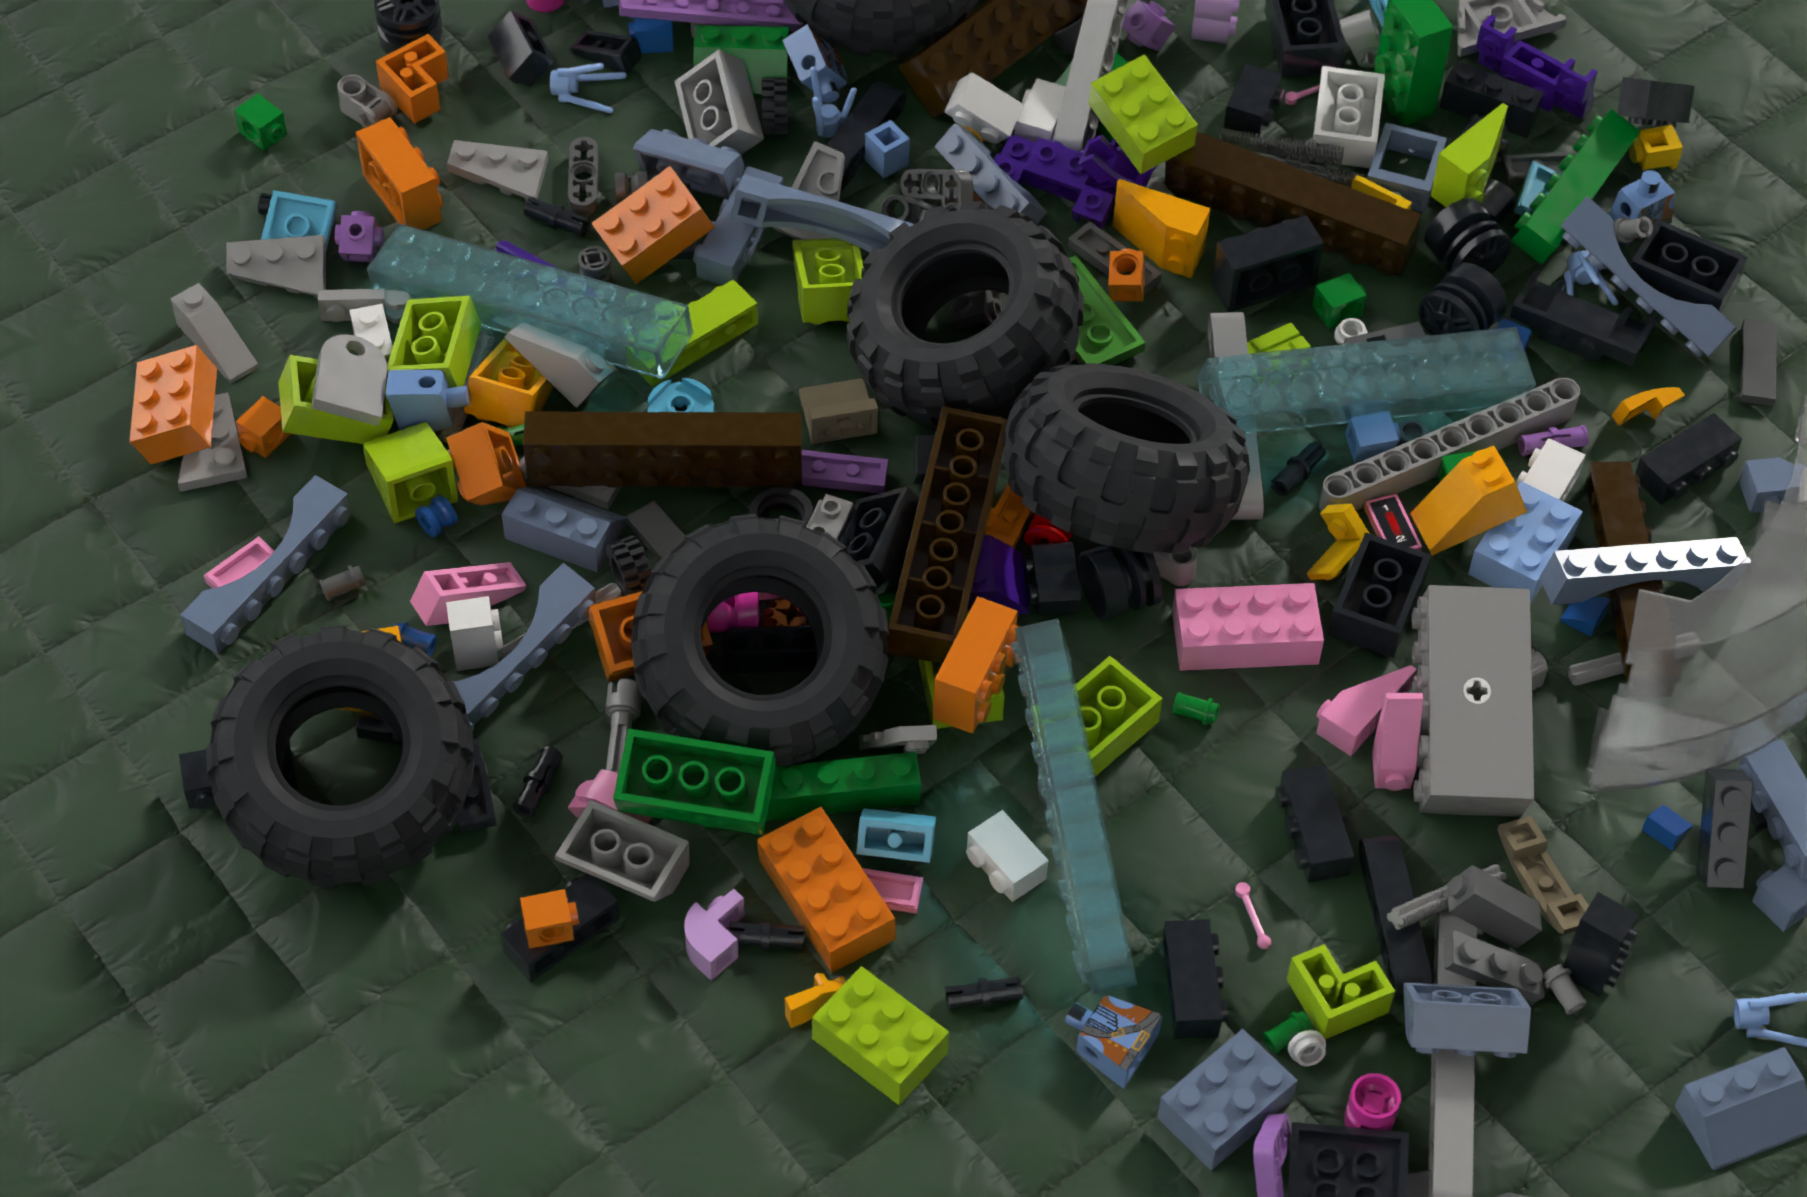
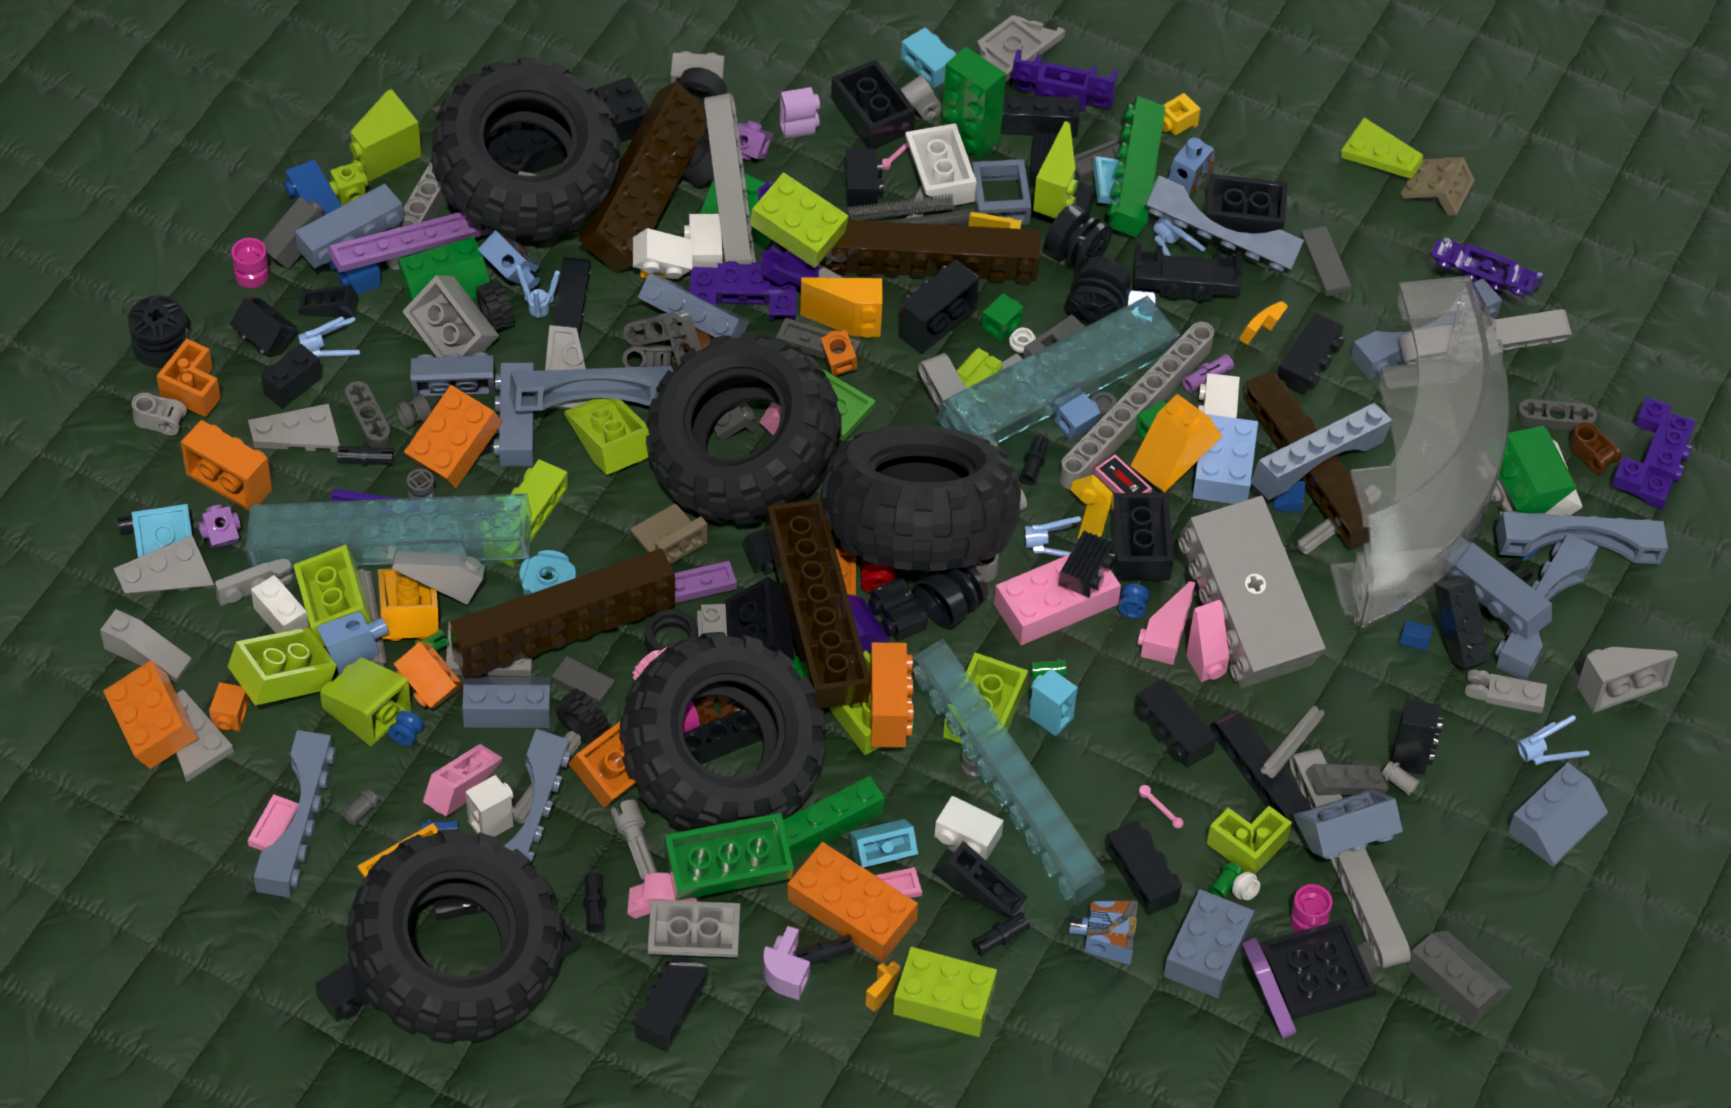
camera: 25 degrees left, 0 degrees up
(260, 122) = (81, 458): green brick -> none
(350, 383) = (292, 646): light grey tile -> none
(522, 109) = (291, 376): none -> black brick
(548, 918) = (668, 998): orange brick -> none
(887, 149) = (601, 311): medium blue brick -> none
(909, 738) = (857, 770): light grey wing -> none
(989, 921) = (979, 880): none -> black slope
(1177, 745) = (1052, 701): none -> medium azure brick
(1259, 553) = (1038, 535): none -> light blue plant
(1290, 600) = (1087, 564): none -> black brick
(1336, 665) = (1133, 600): none -> blue wheel
(1494, 907) = (1330, 737): dark grey brick -> none
(1540, 876) = (1348, 705): dark tan slope -> none
(1629, 229) = (1196, 186): light grey pin -> none
(1655, 102) = (1166, 79): black brick -> none
(1751, 934) = (1506, 691): none -> light grey hinge

